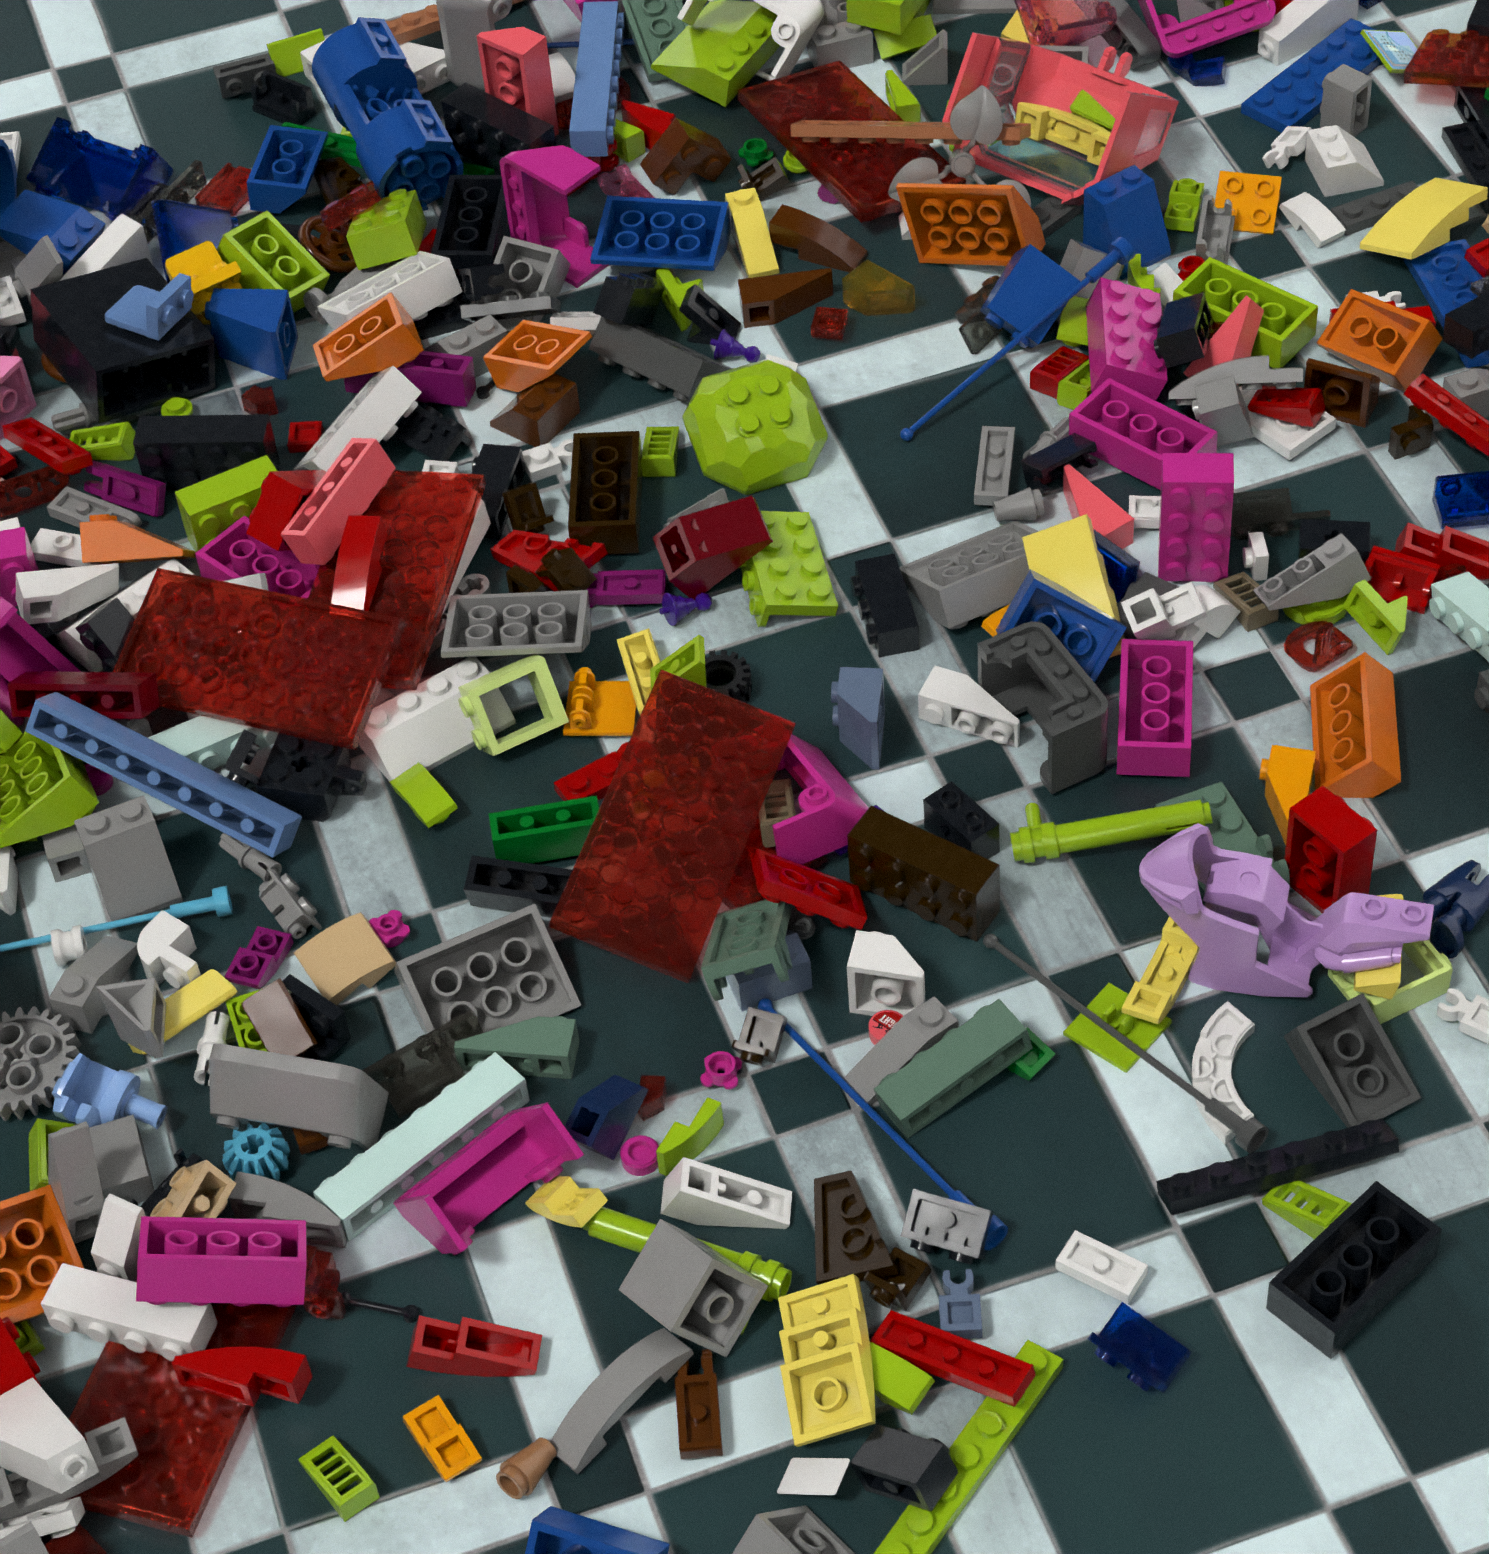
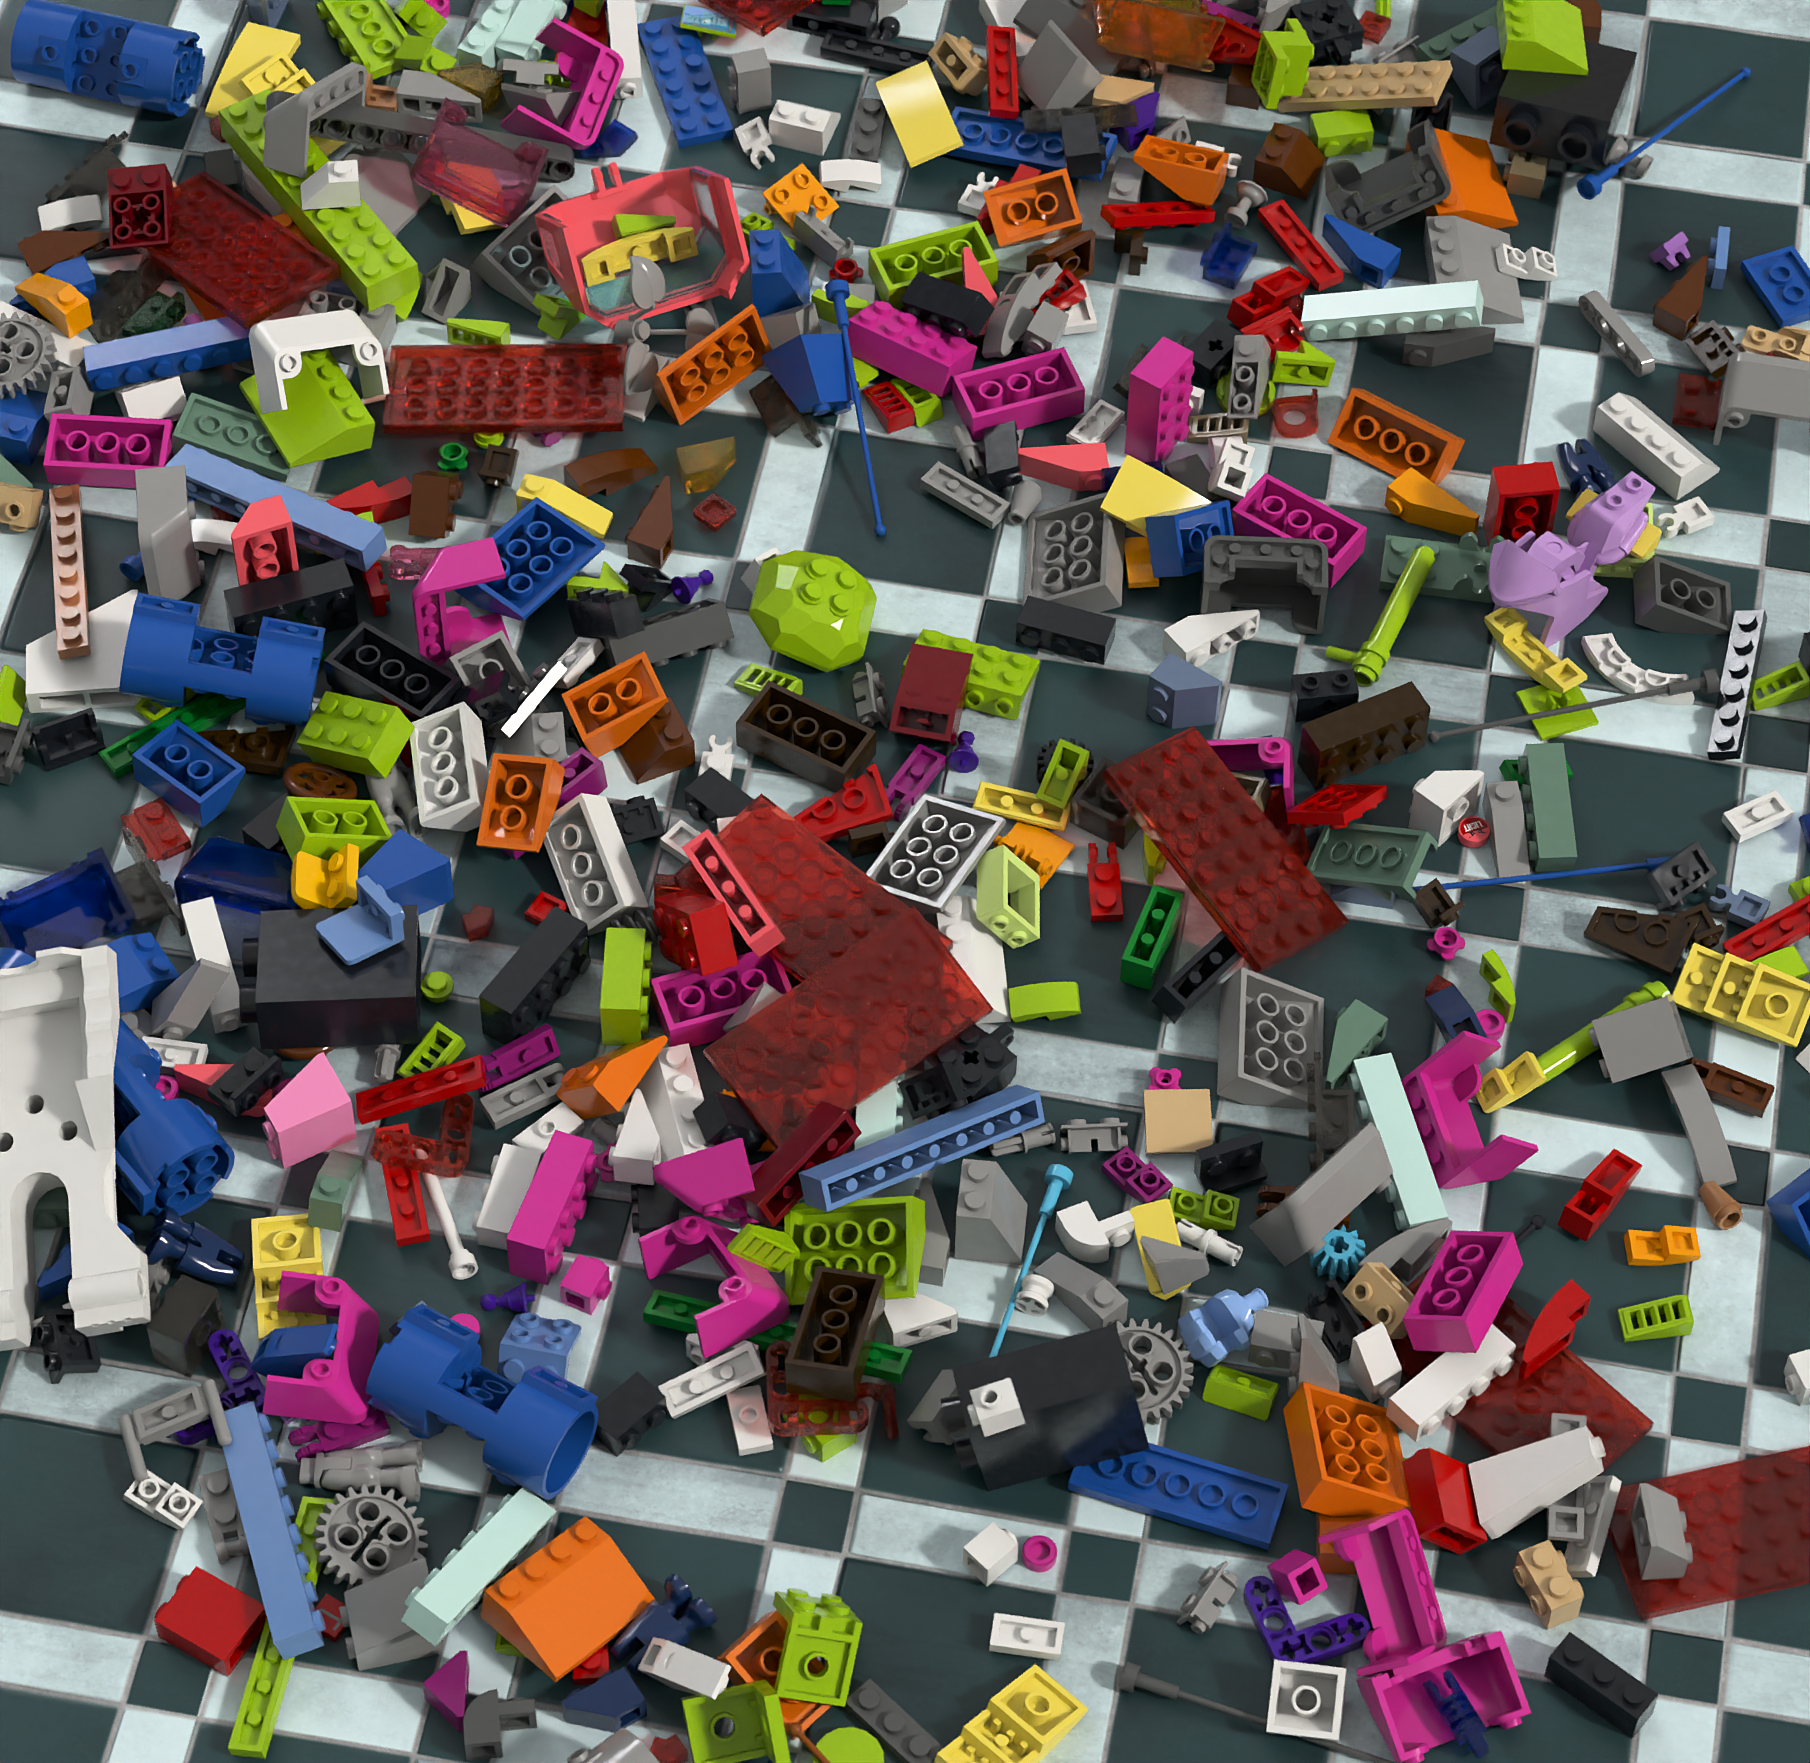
camera: 65 degrees left, 5 degrees up
(279, 1021) = (1229, 1180): slope -> none
(350, 205) = (317, 741): clear red plate -> none
(358, 562) = (814, 914): red slope -> none
(526, 508) = (790, 801): dark brown bracket -> none
(565, 570) = (886, 798): dark brown bracket -> none
(723, 1198) = (1565, 993): white slope -> none
(896, 131) = (562, 349): nougat plate -> none

